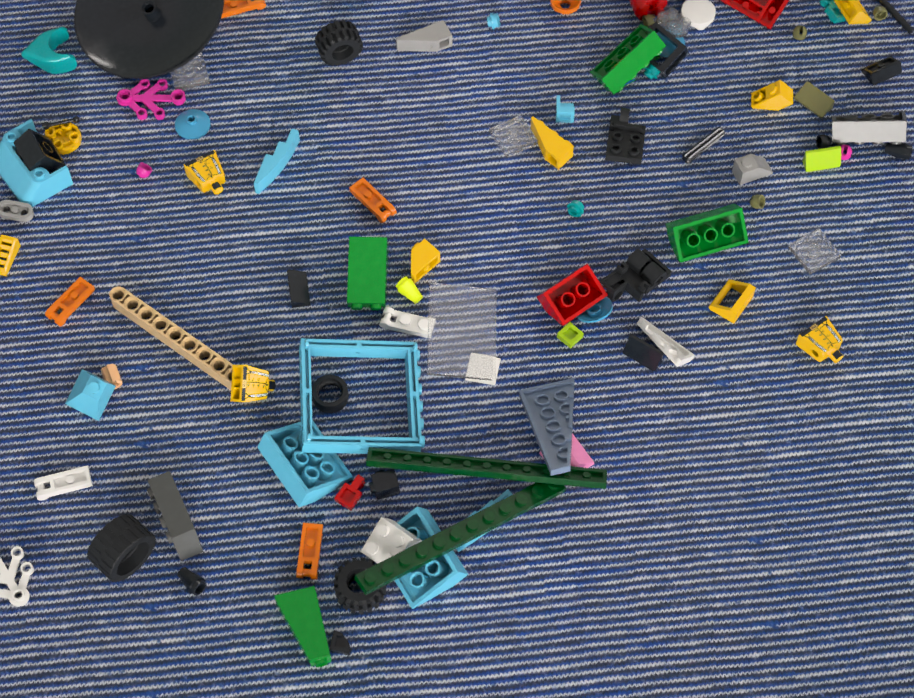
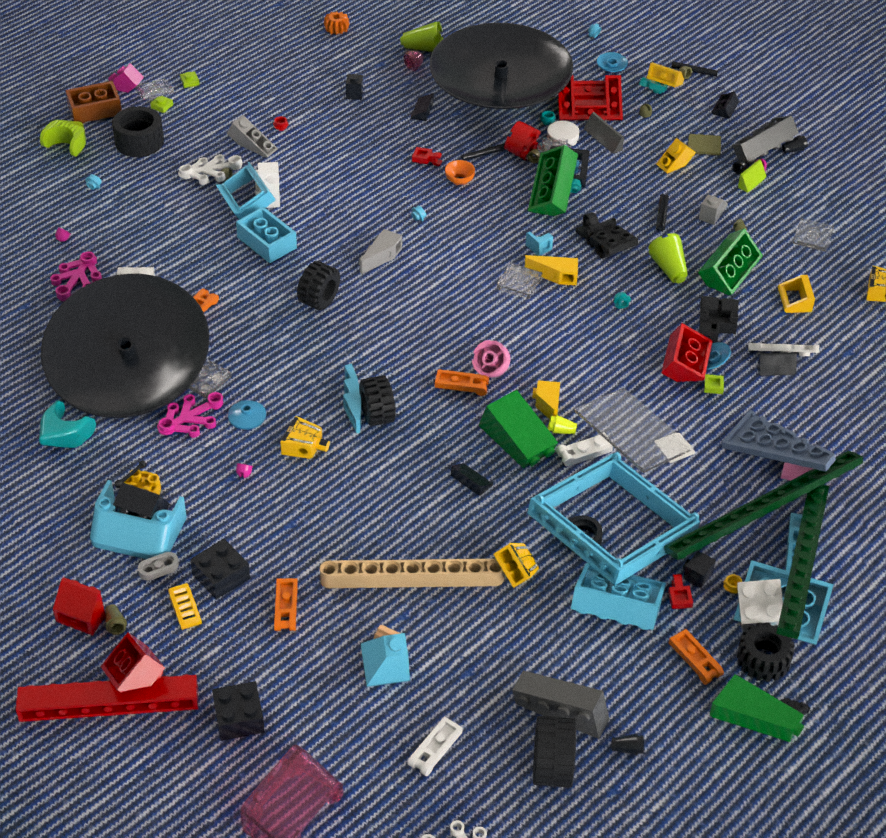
camera: 40 degrees left, 15 degrees down
(50, 242) = (220, 569): none -> black brick
(282, 176) = (377, 400): none -> black tyre
(399, 510) = (731, 580): none -> yellow plate
(408, 196) = (491, 359): none -> bright pink cylinder
(655, 194) = (669, 256): none -> lime cone
(733, 35) = (604, 133): none -> dark grey slope

